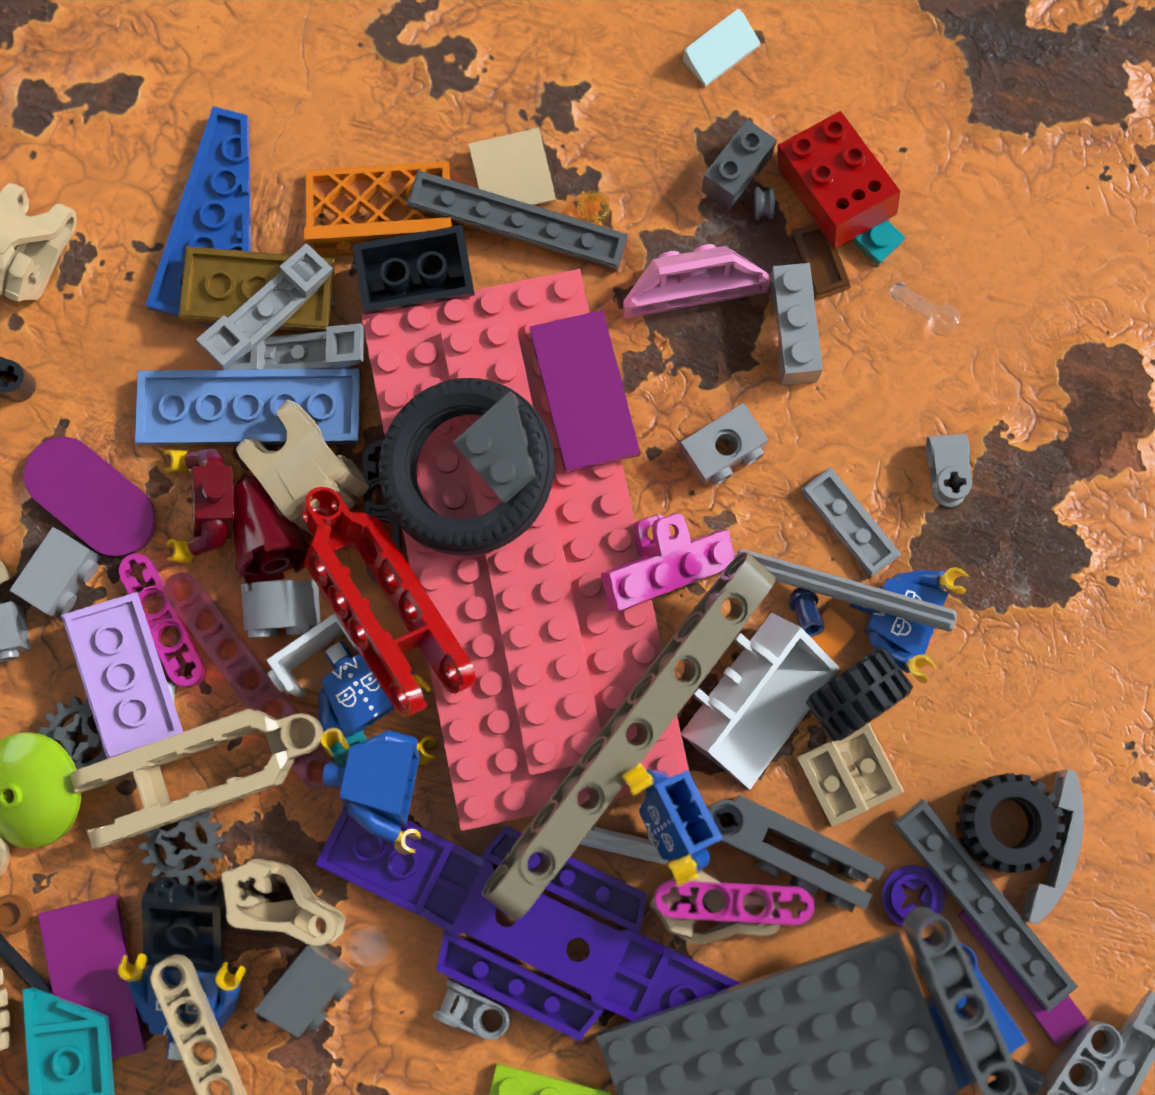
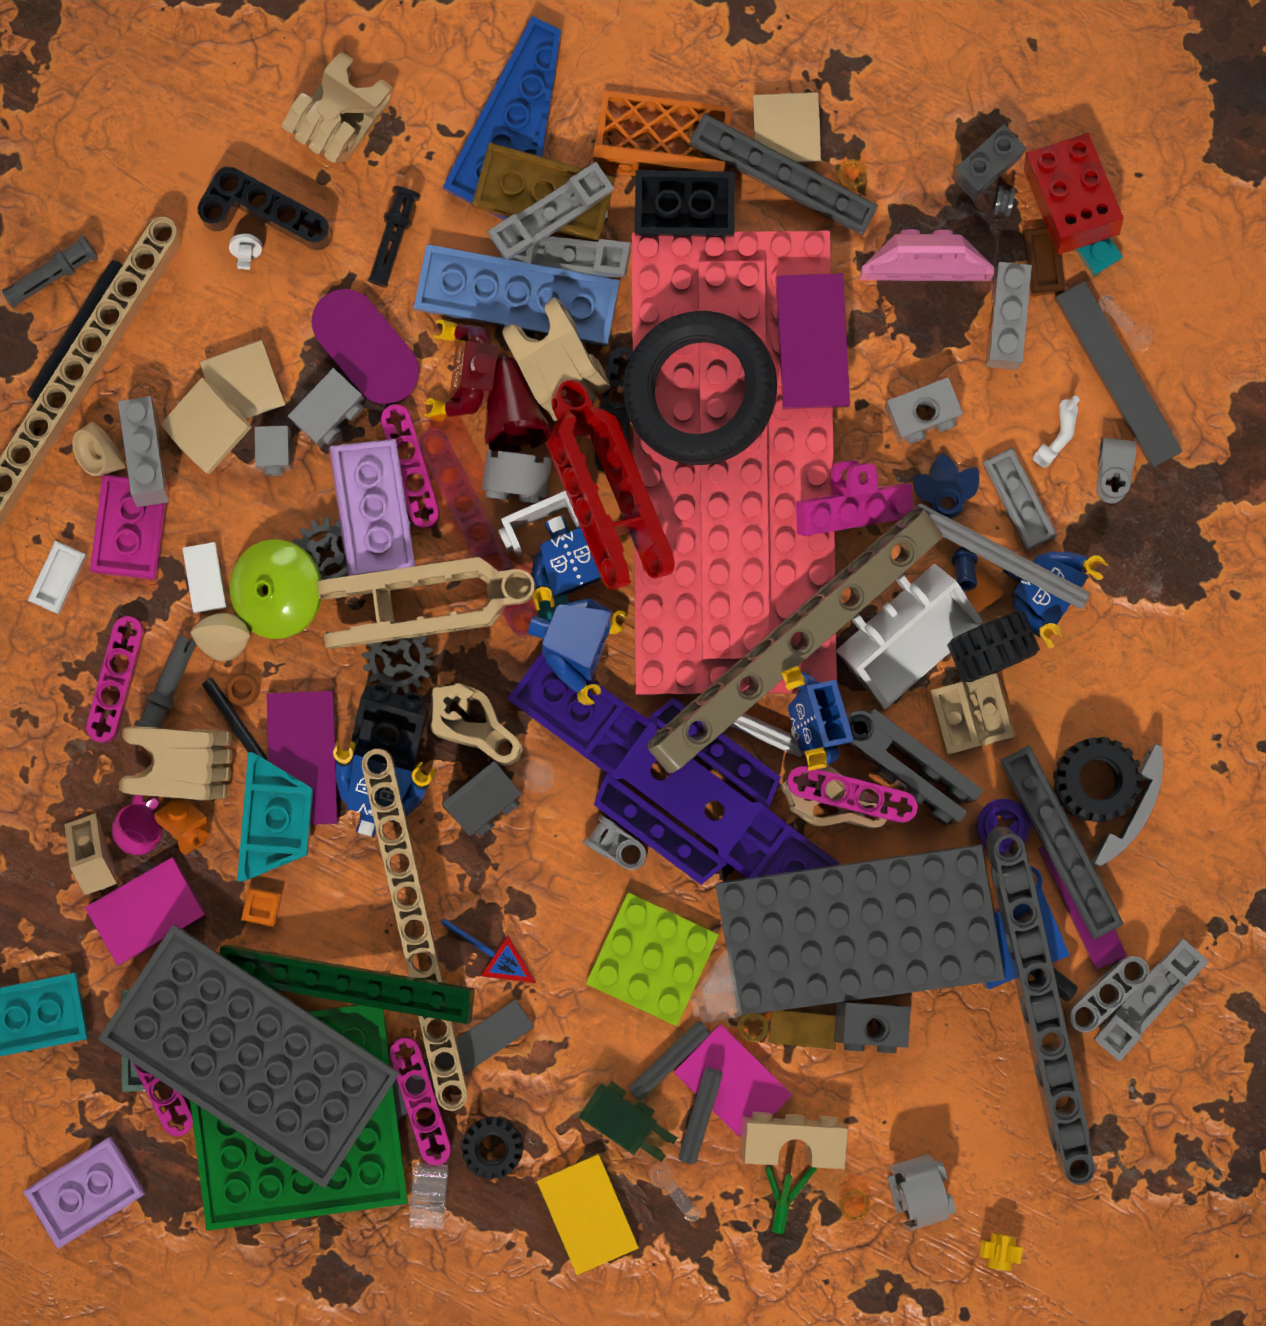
camera: 10 degrees right, 5 degrees up
(98, 350) = (393, 218): none -> black pin
(499, 448) = (732, 380): dark grey wing -> none
(721, 48) = (996, 50): light aqua slope -> none
(764, 520) = (947, 483): none -> dark blue plate
(884, 422) = (1068, 413): none -> white piece
(929, 365) = (1118, 375): none -> dark grey tile

